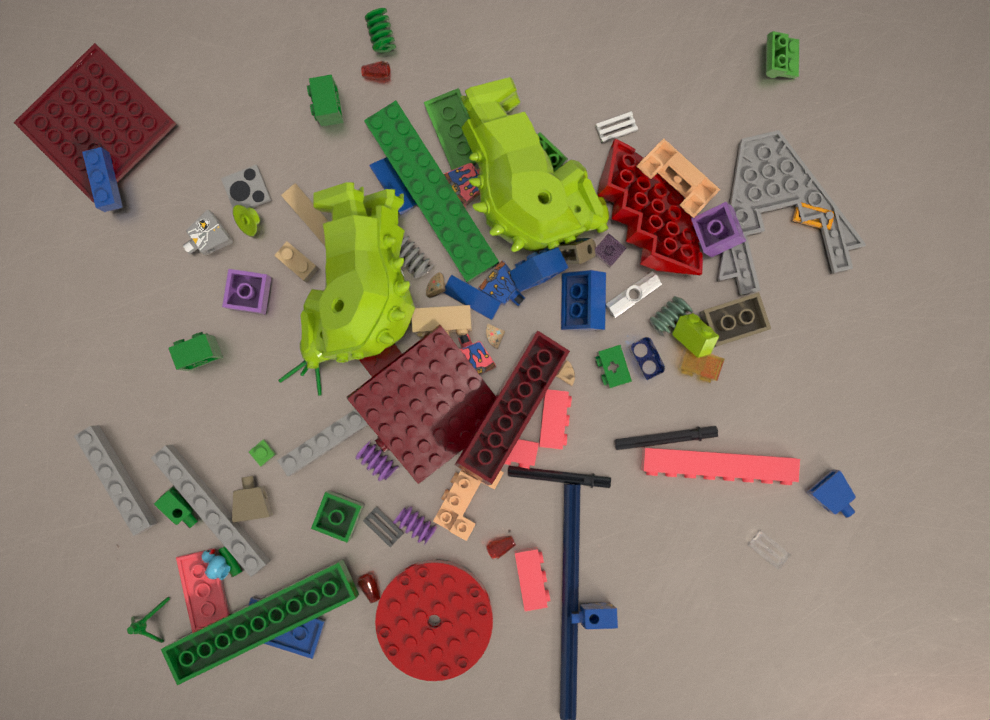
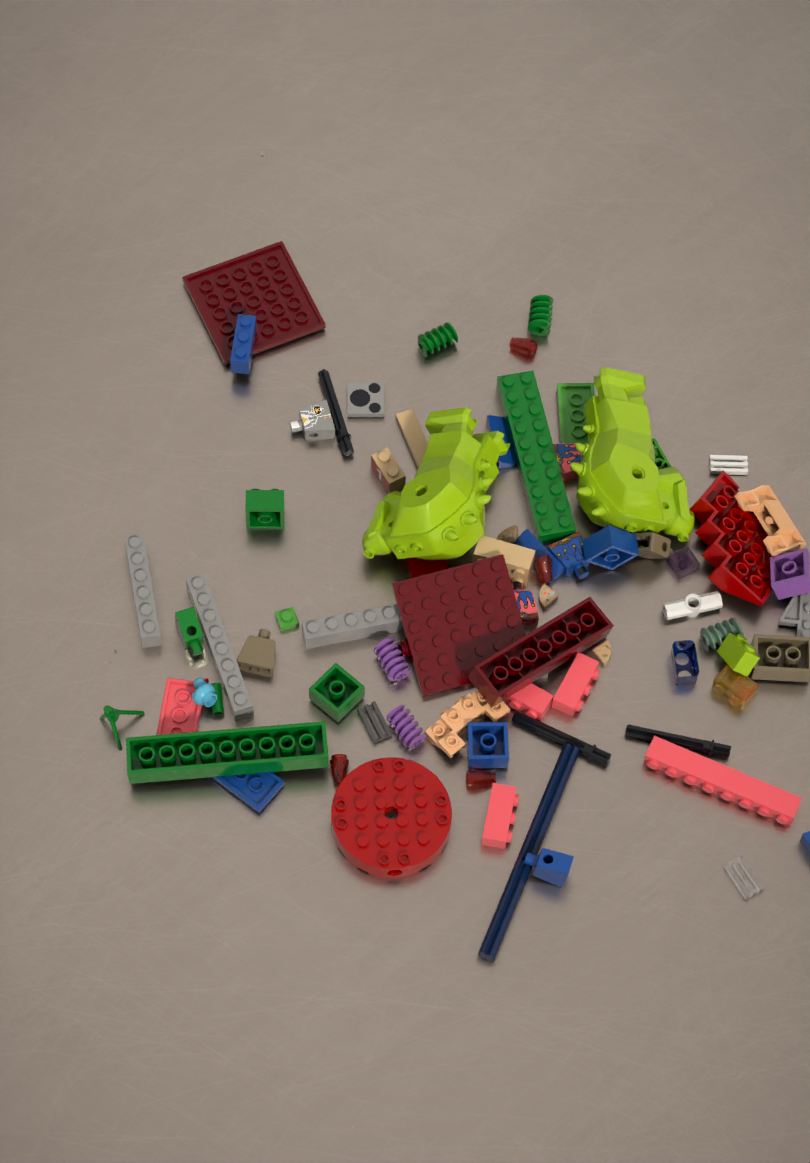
camera: 20 degrees right, 25 degrees down
(223, 216) = (337, 417): none -> black axle
(246, 219) = (356, 420): lime piece -> none
(246, 291) = (332, 477): medium lavender brick -> none
(288, 97) = (437, 337): none -> green piece
(317, 373) = (366, 561): green plant -> none
(325, 100) = (468, 350): green brick -> none
(414, 260) = (498, 505): light grey piece -> none
(482, 310) = (544, 568): none -> clear red cone
(496, 515) = (487, 745): none -> blue brick
(583, 300) = (643, 594): blue slope -> none
(617, 357) = (649, 649): green brick -> none

